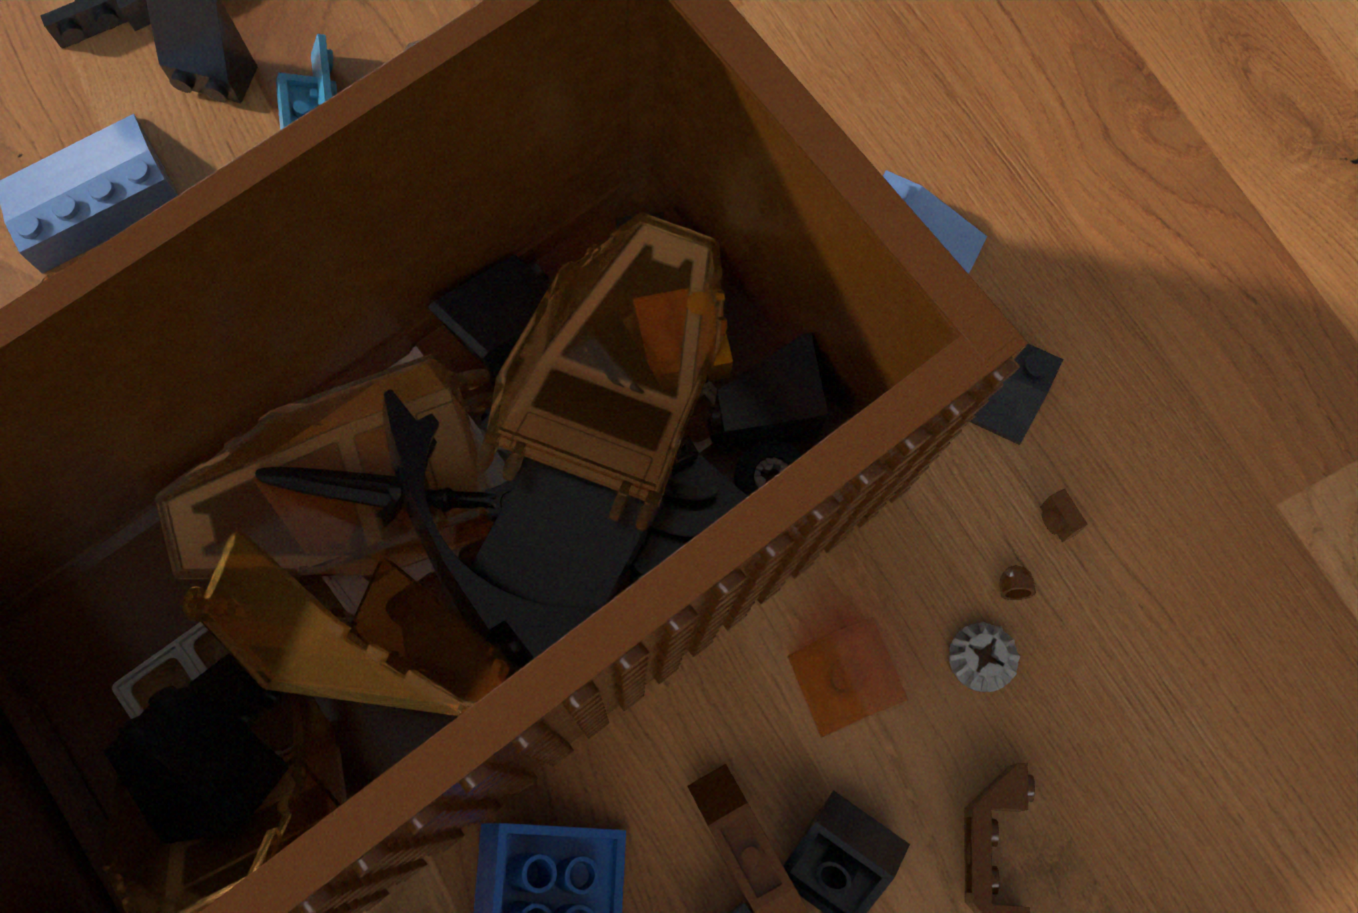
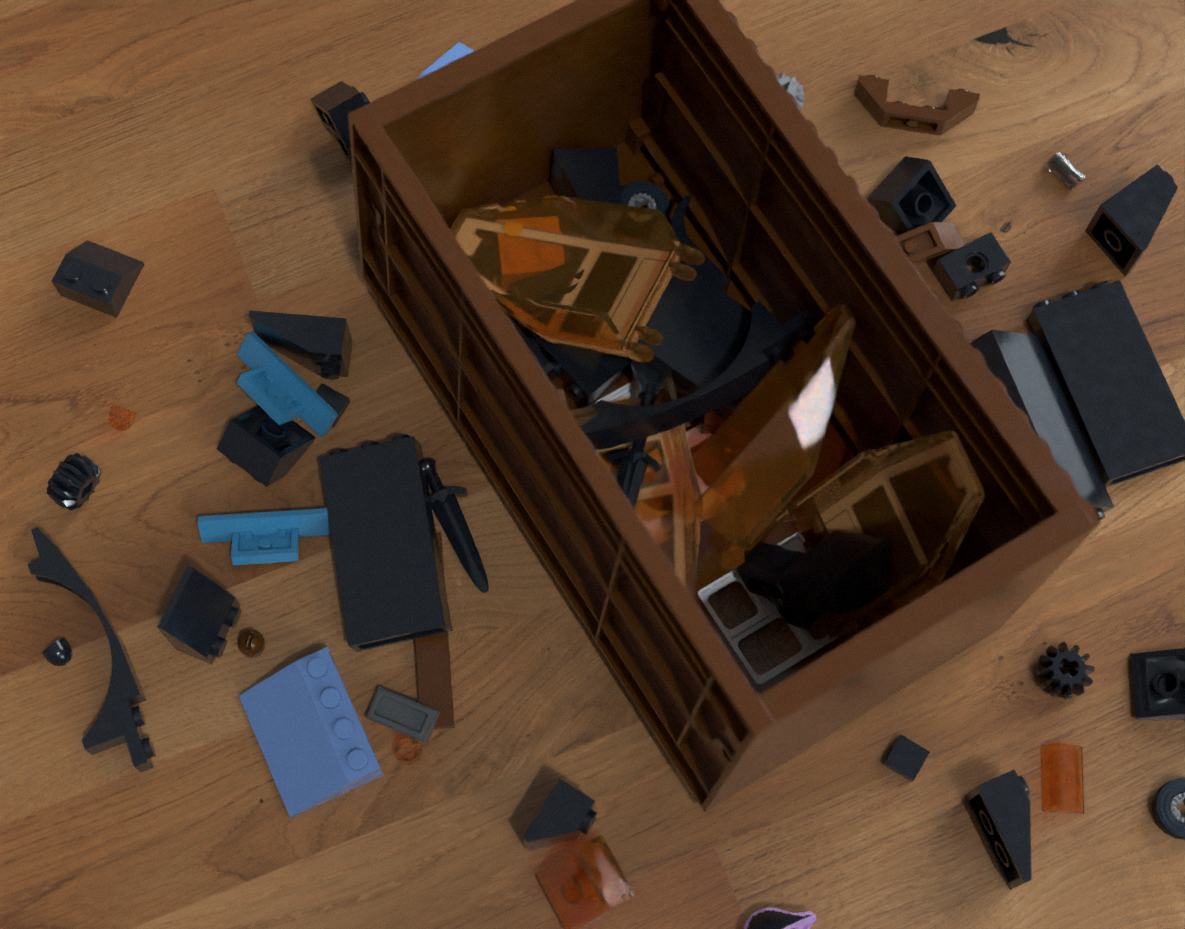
camera: 90 degrees left, 0 degrees up
(190, 121) = (257, 643): none -> reddish brown hinge
(857, 104) = (333, 109): none -> black brick

